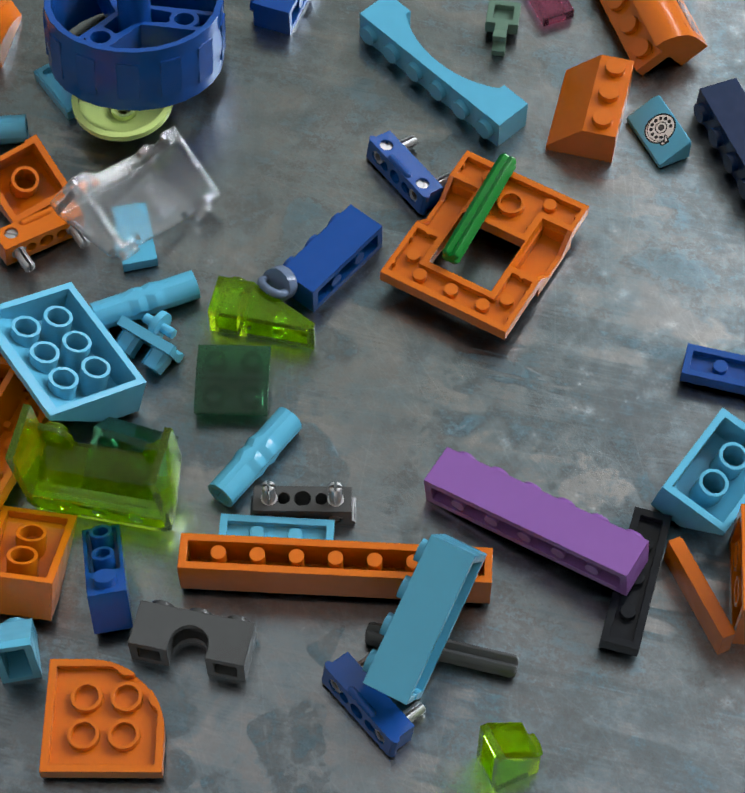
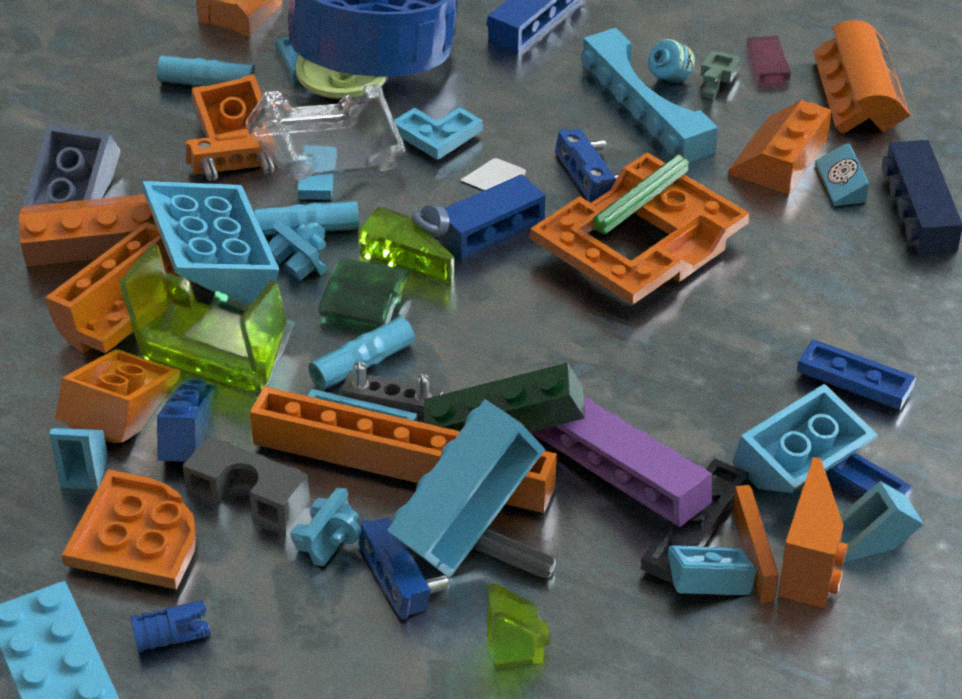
camera: 15 degrees right, 15 degrees down
(243, 165) = (439, 136): none -> medium azure plate
(295, 674) = (330, 526): none -> medium azure hips
(316, 201) = (492, 174): none -> white sticker
(427, 503) = (533, 399): none -> dark green brick
(454, 23) = (671, 61): none -> medium azure head
(667, 635) = (711, 570): none -> medium azure slope

